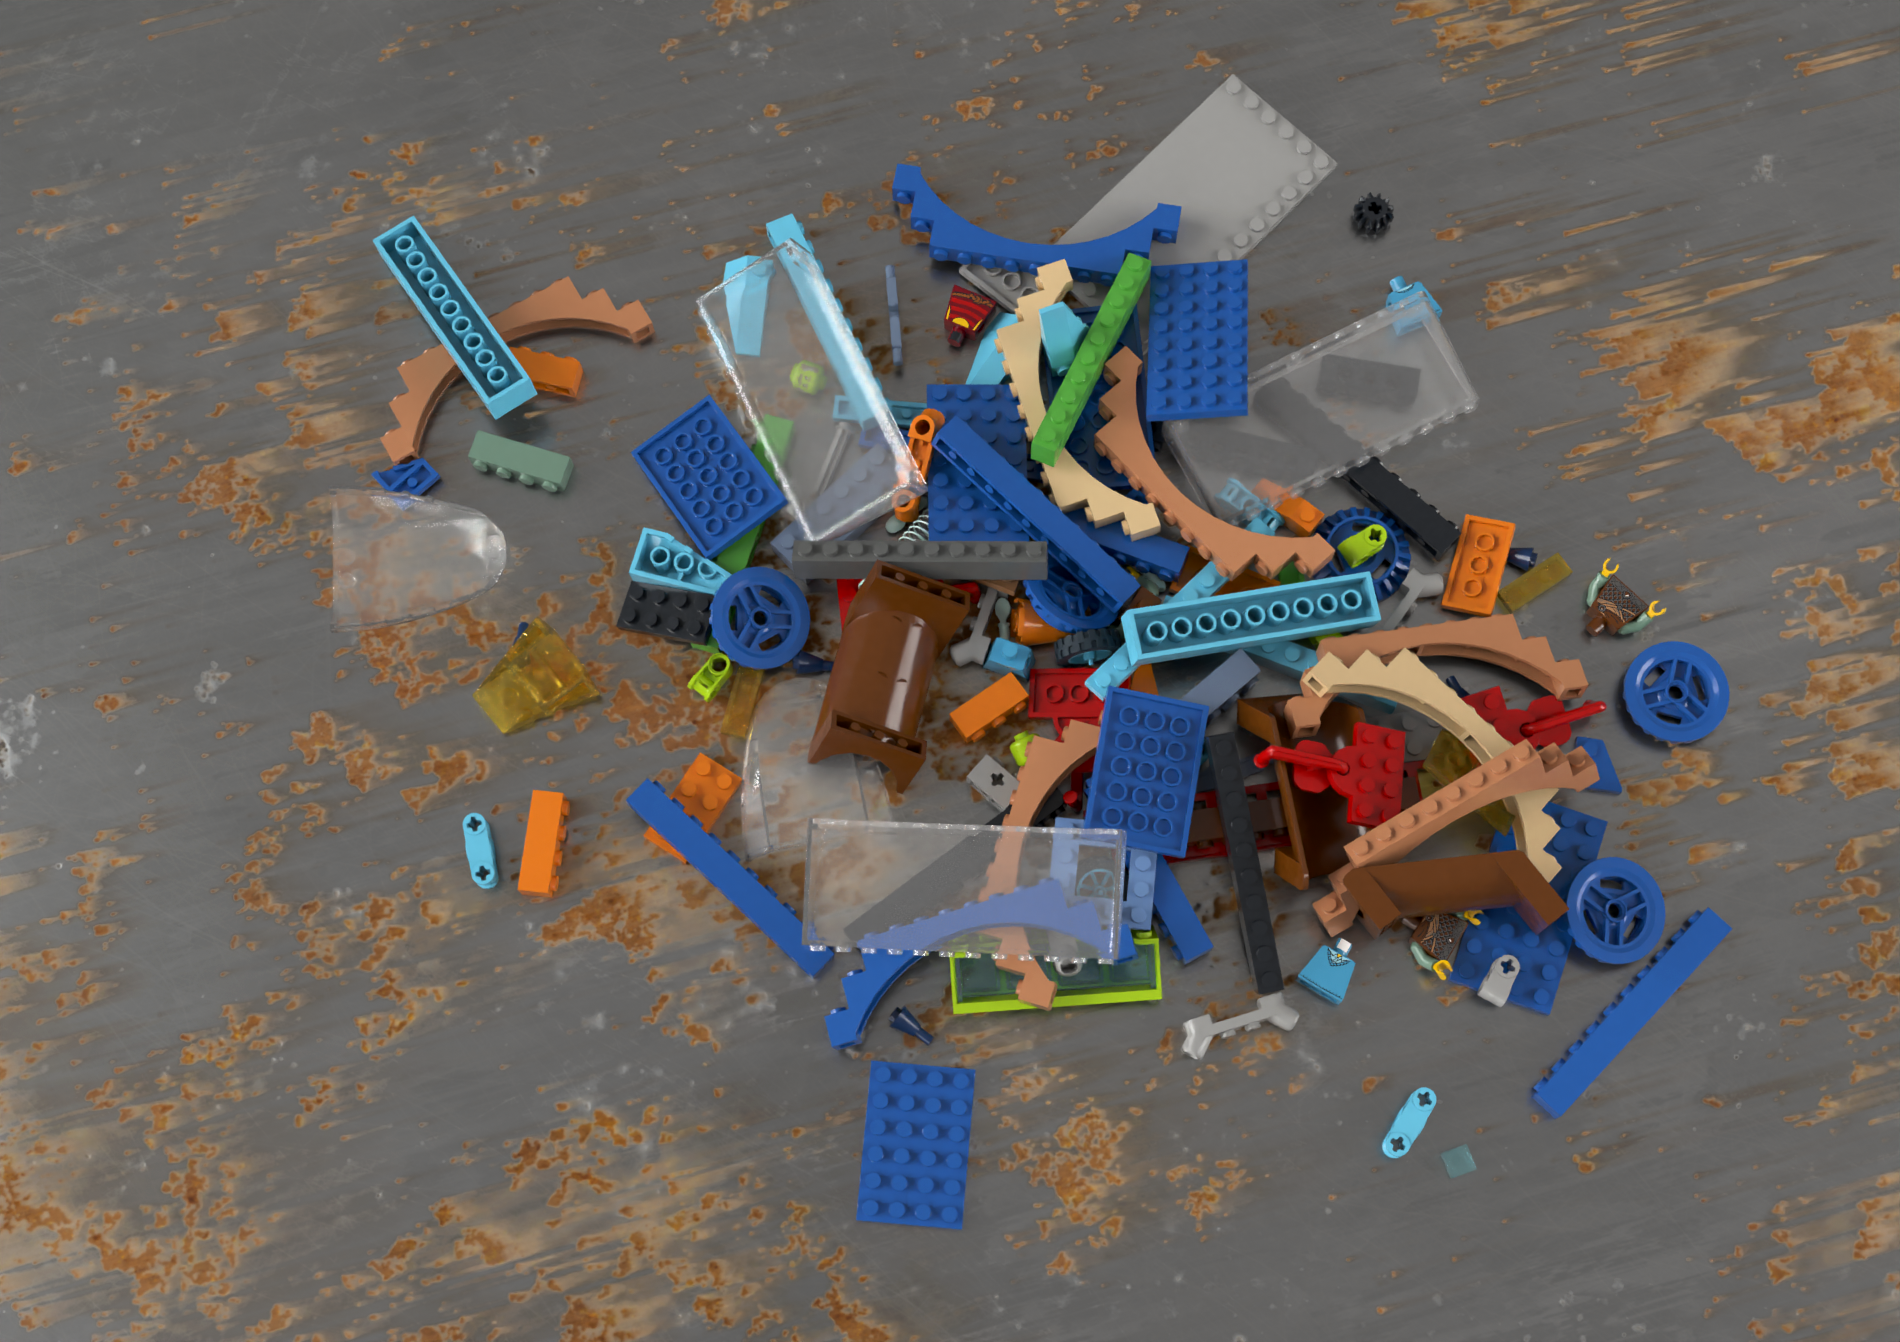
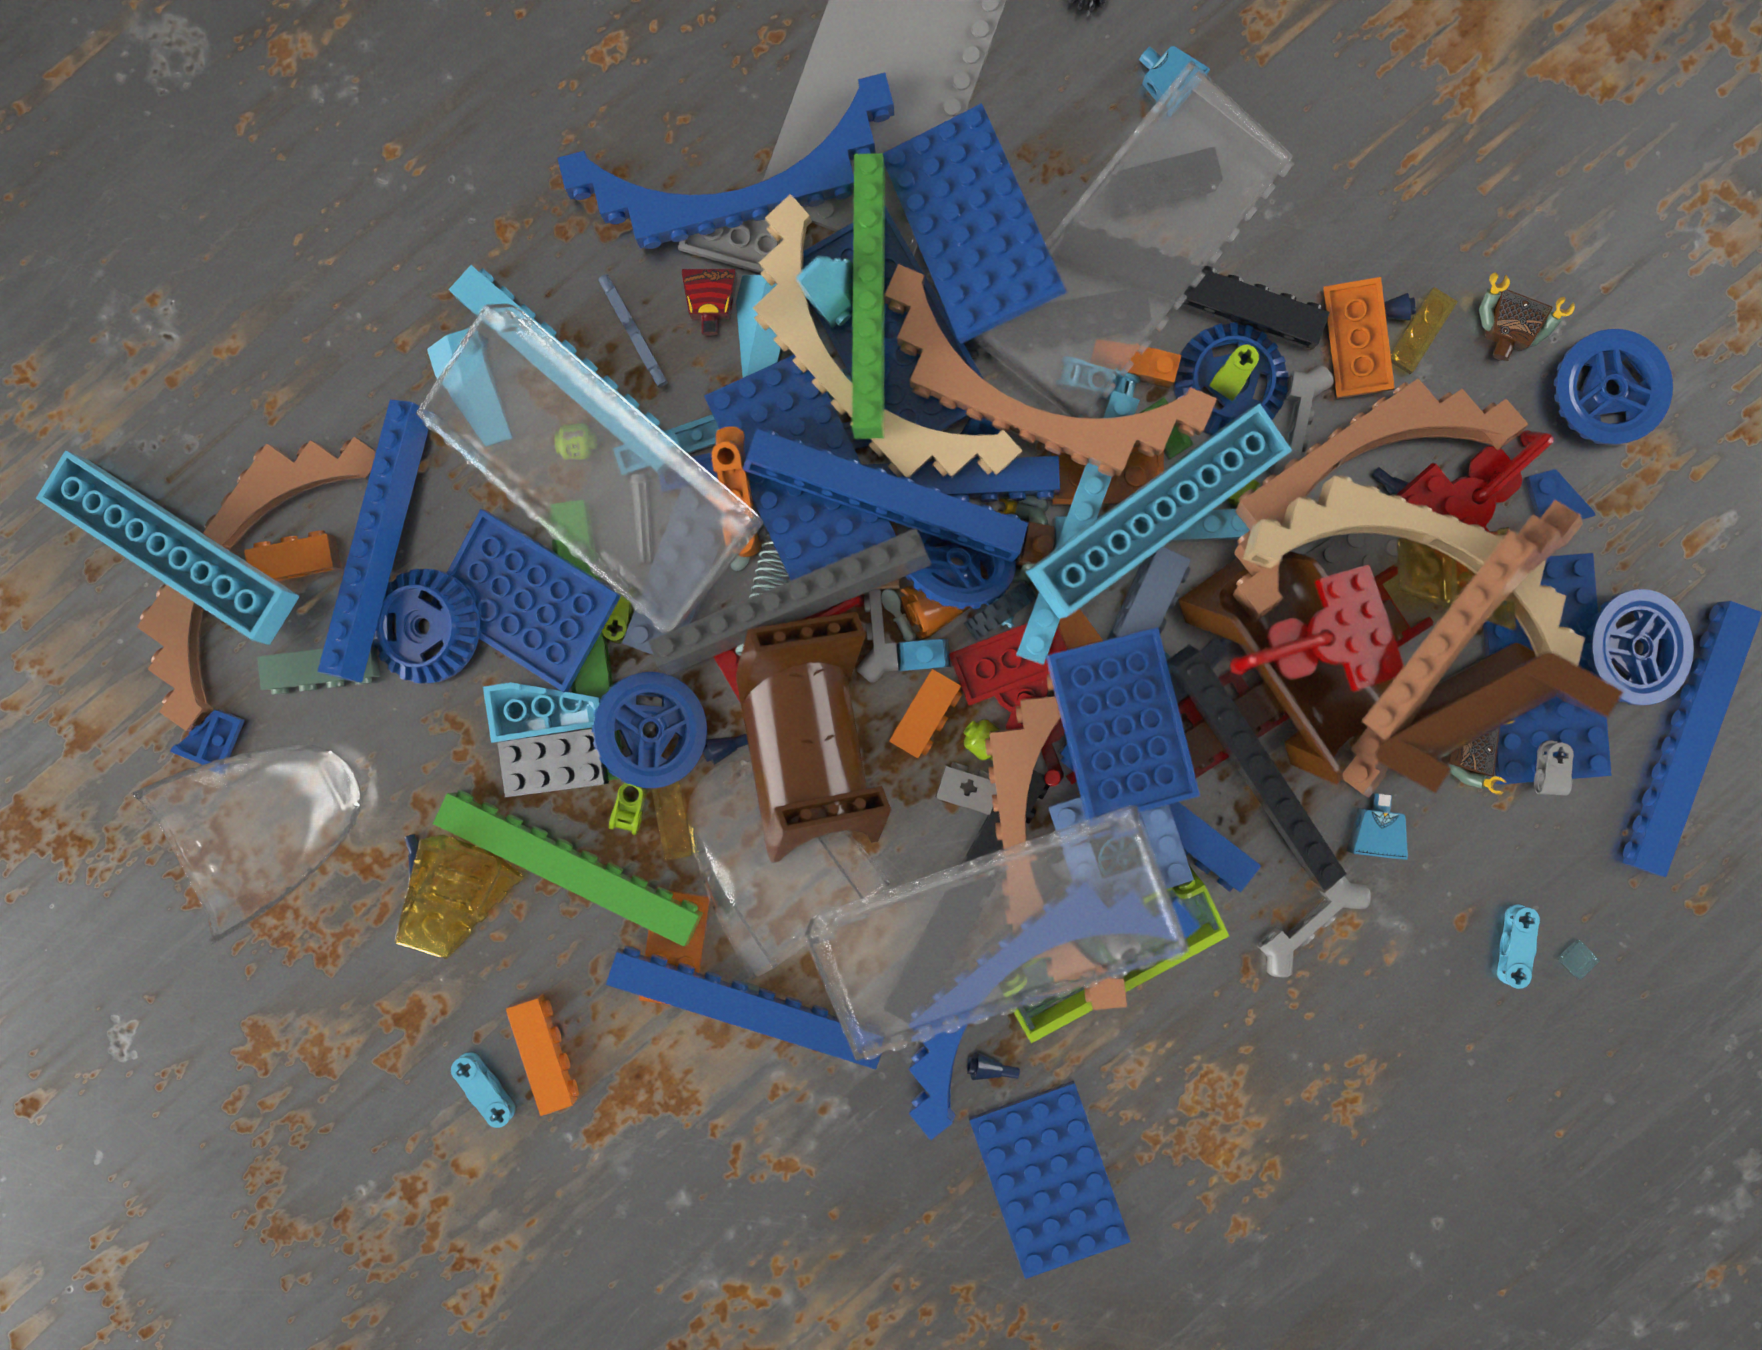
camera: 30 degrees left, 15 degrees up
(613, 384) = (374, 543): none -> blue brick
(640, 701) = (568, 868): none -> bright green brick
(643, 472) = (454, 624): none -> blue gear
(775, 523) = (622, 615): none -> lime piece

